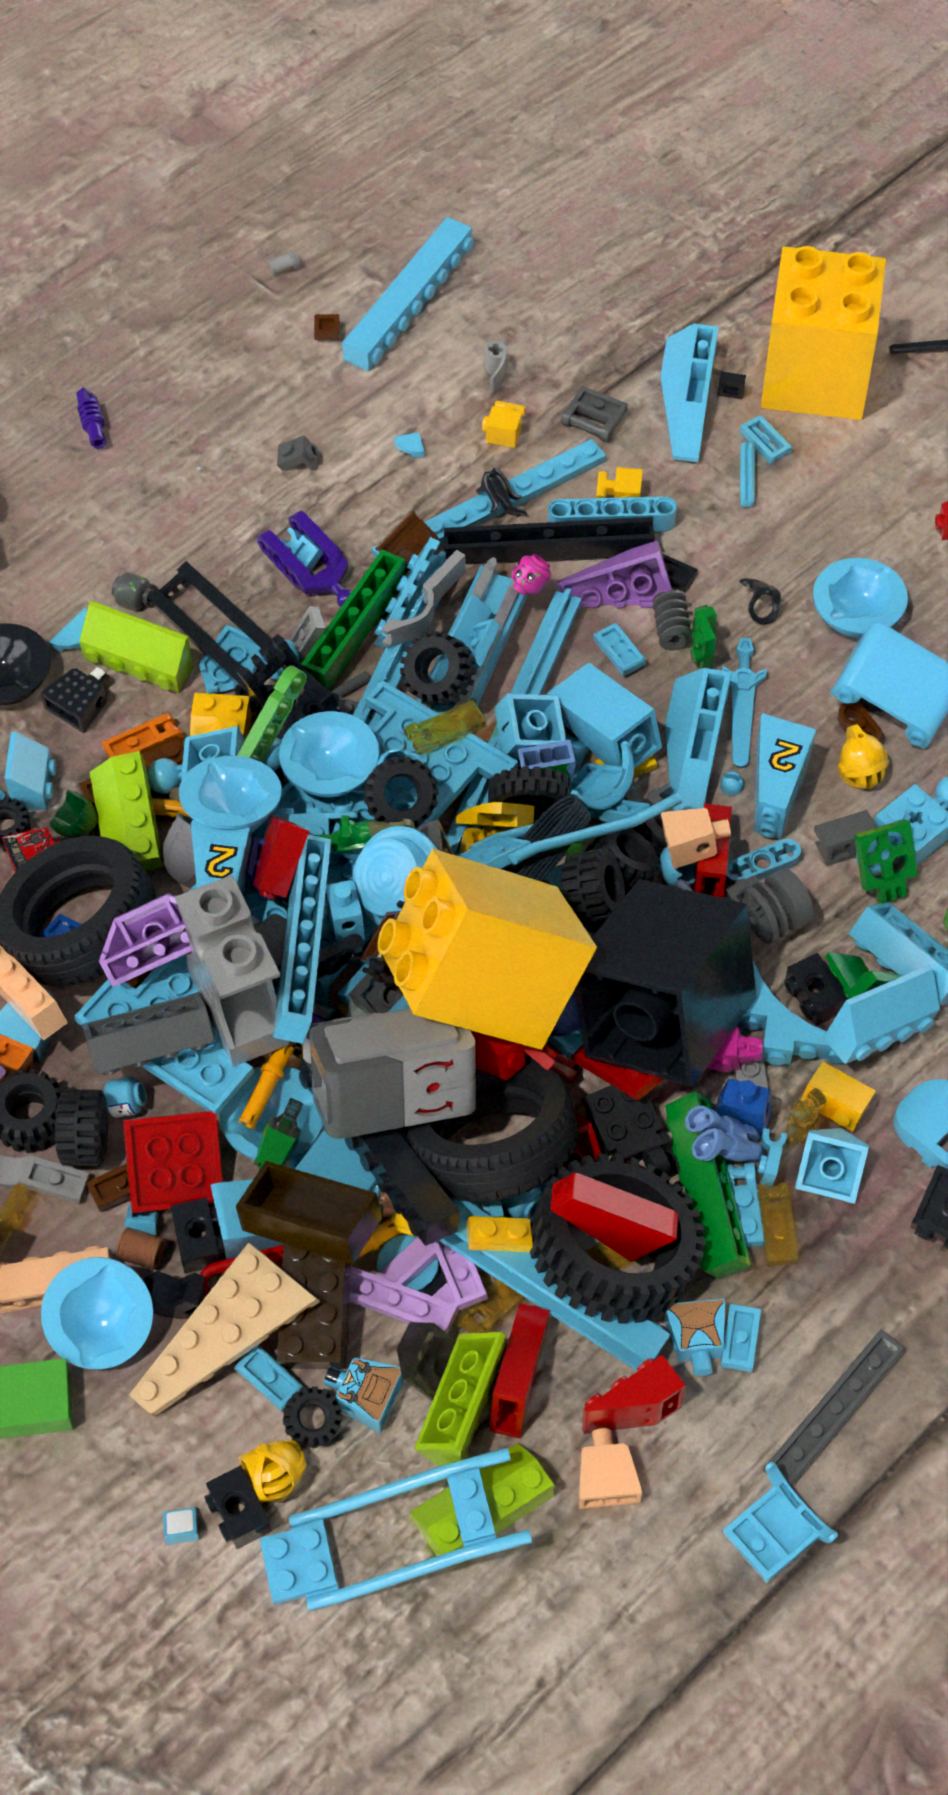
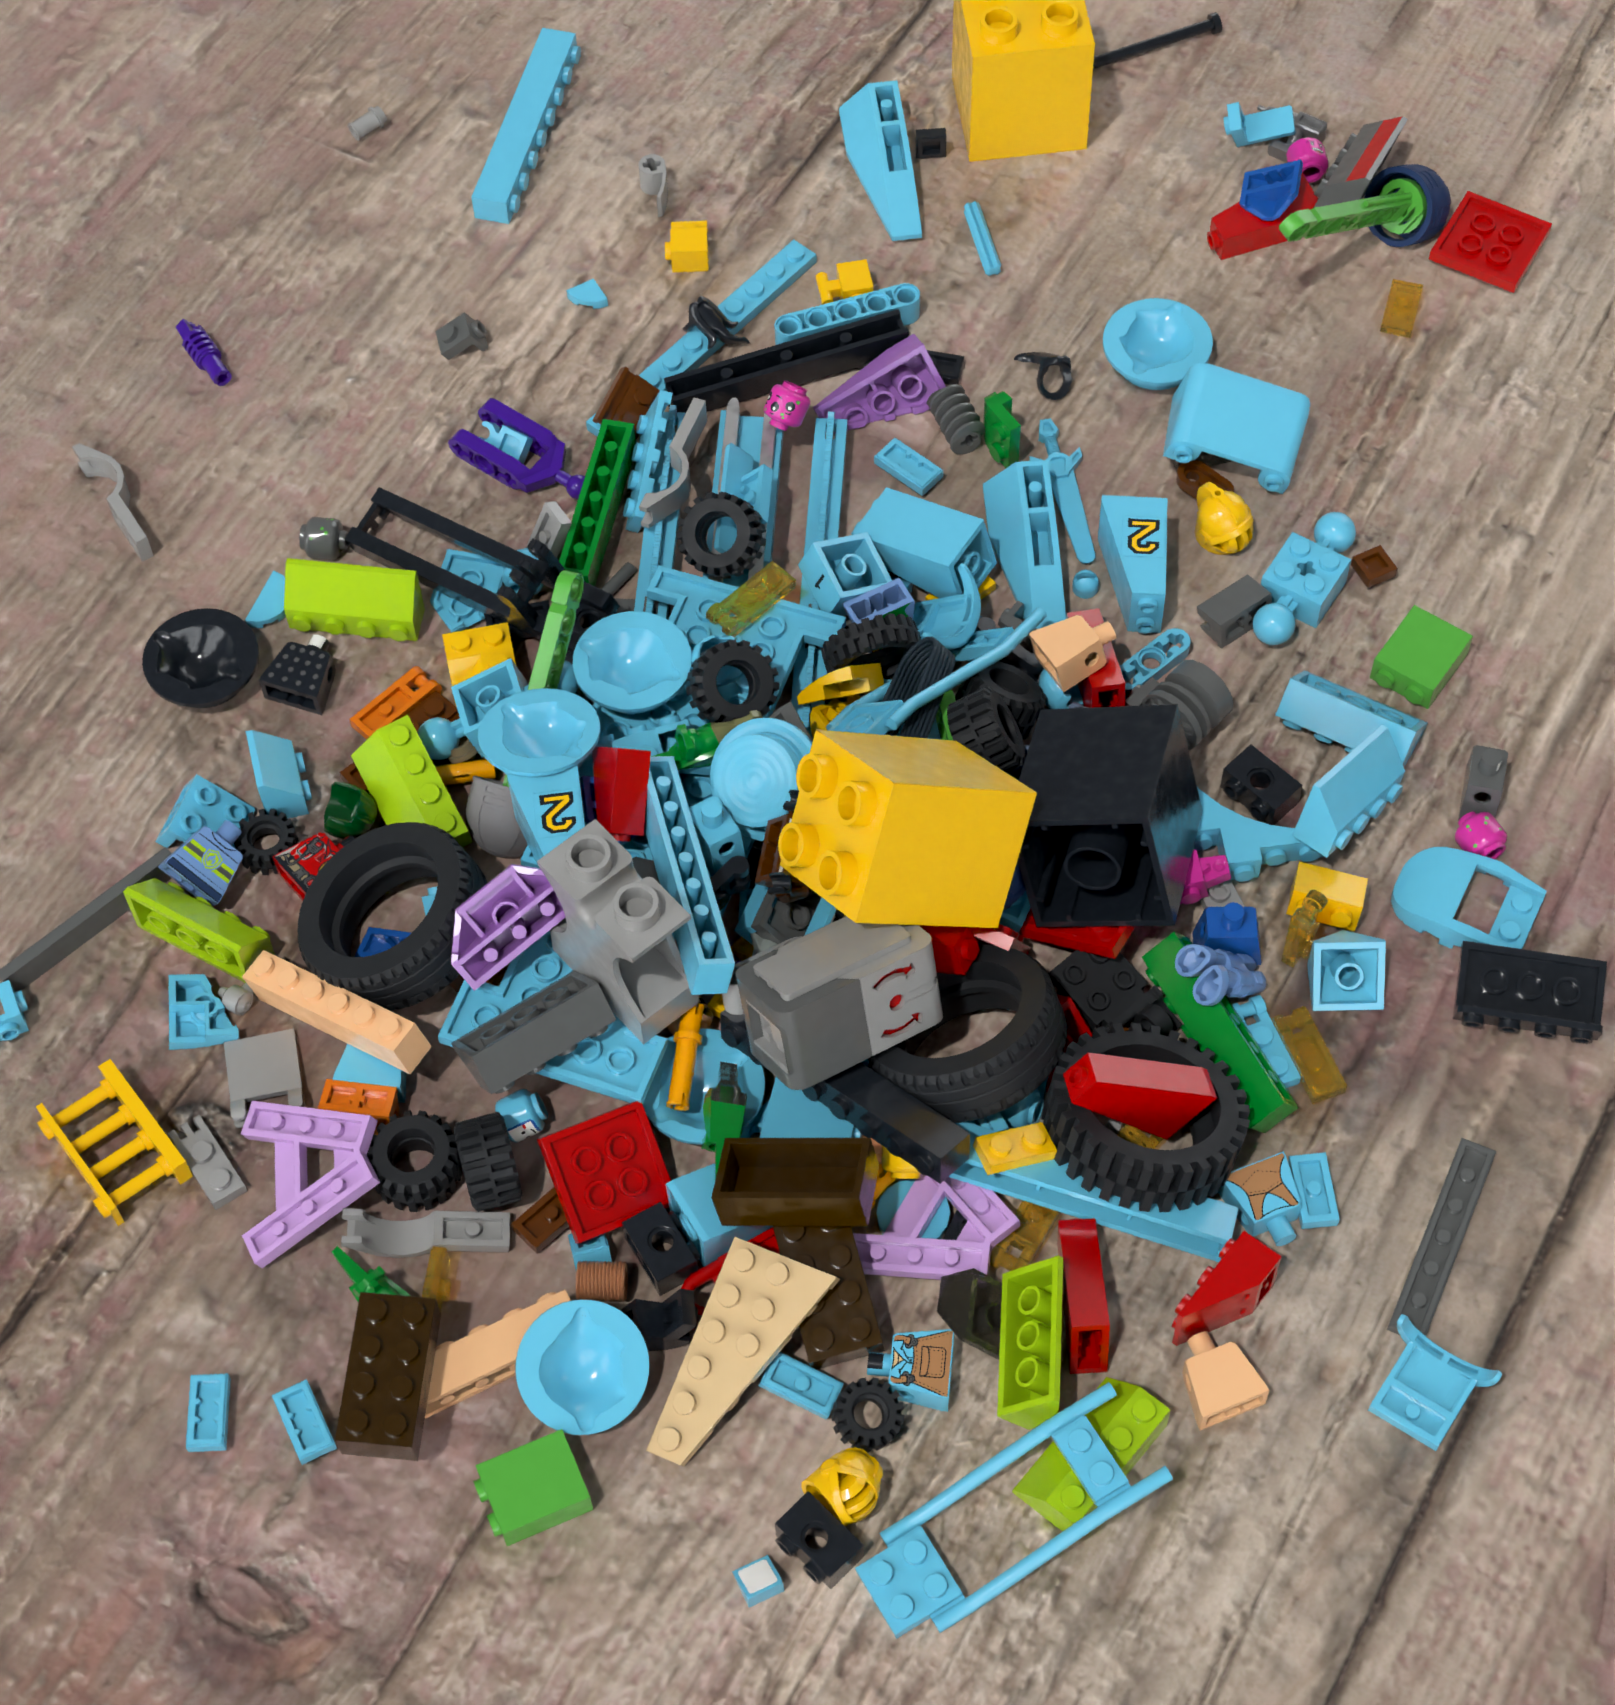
camera: 15 degrees left, 0 degrees up
(327, 327) = (444, 184): reddish brown plate -> none
(597, 407) = (789, 203): dark grey plate -> none
(762, 440) = (985, 197): medium azure tile -> none
(769, 1164) = (1278, 991): medium azure plate -> none
(855, 975) = (1305, 765): green bracket -> none
(890, 883) = (1301, 648): green piece -> none

